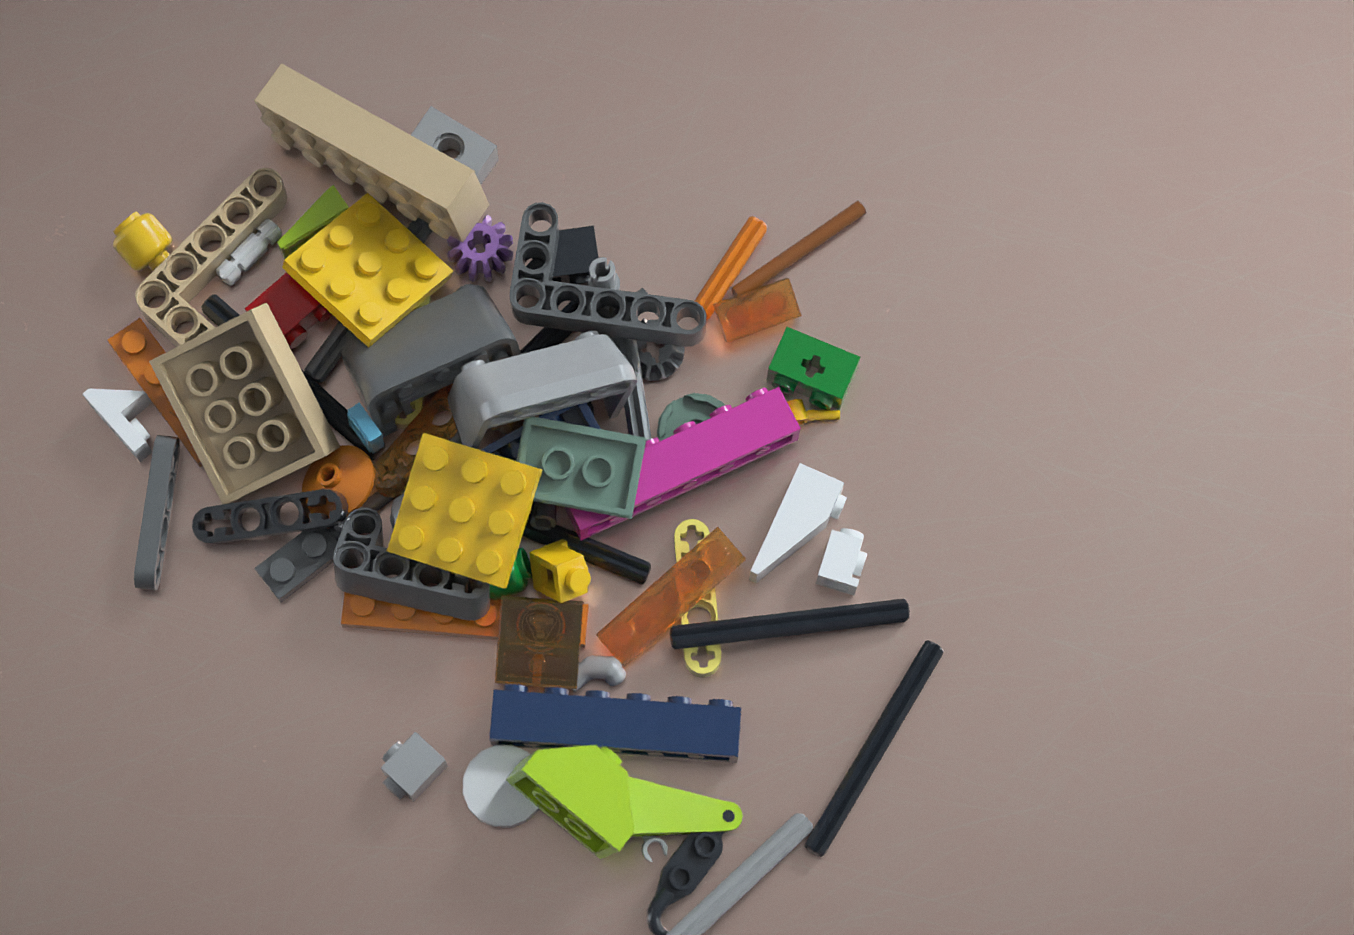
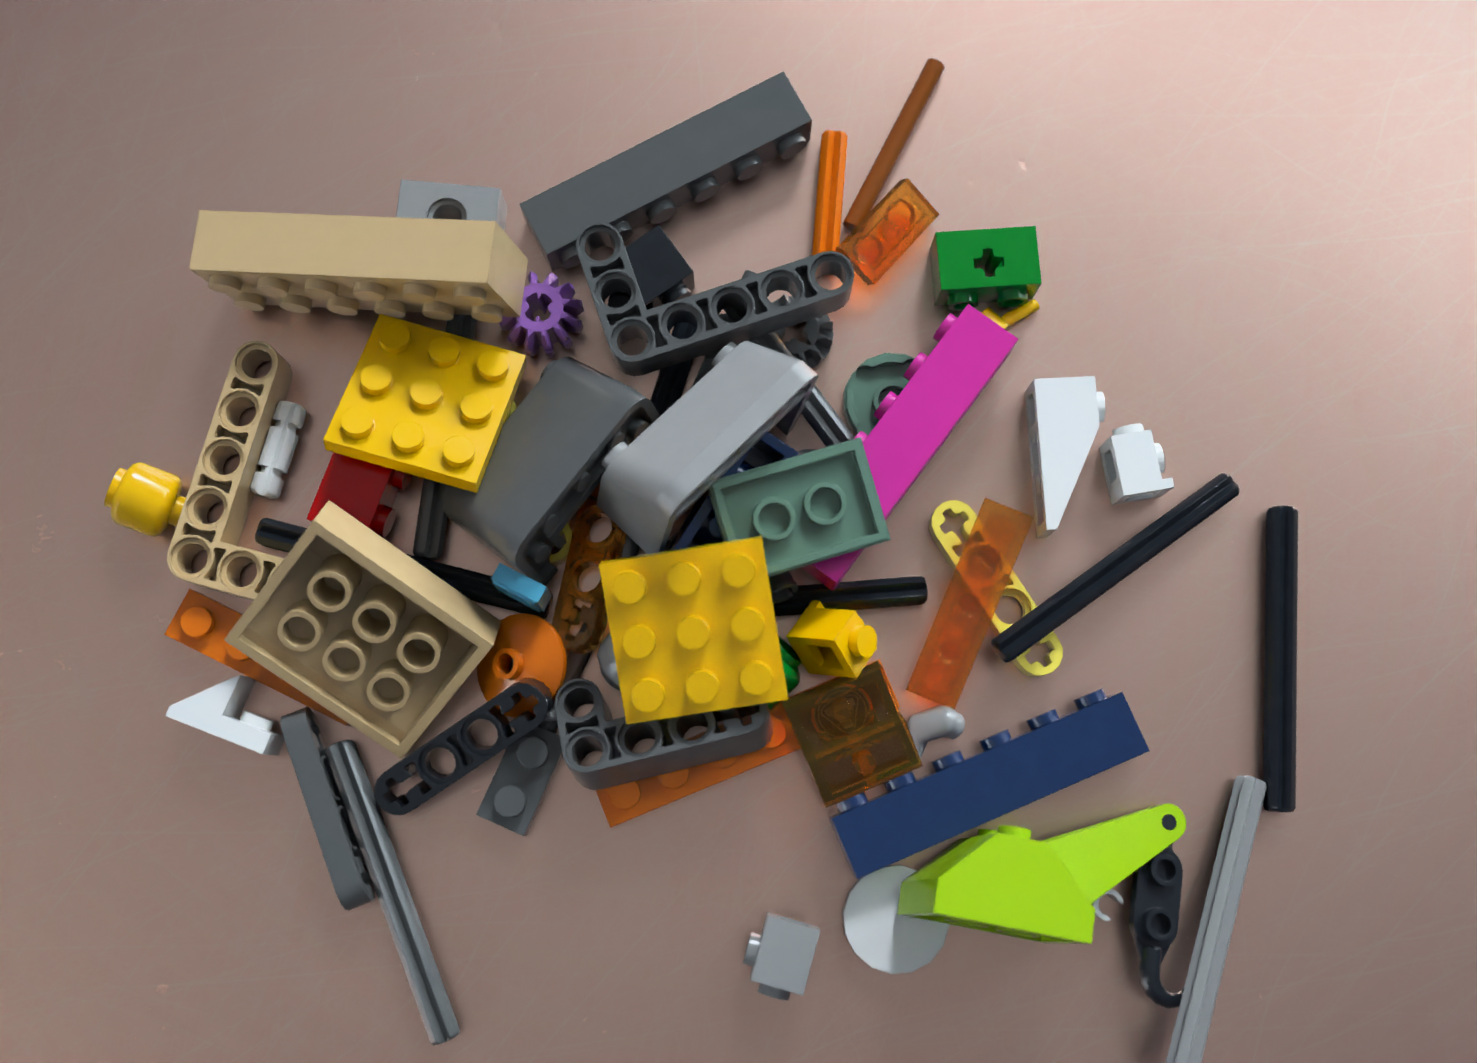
camera: 25 degrees left, 5 degrees up
(171, 591) = (392, 892): none -> dark grey axle
(318, 216) = (335, 373): lime slope -> none
(603, 275) = (704, 273): light grey pin -> none
(626, 190) = (671, 169): none -> dark grey brick

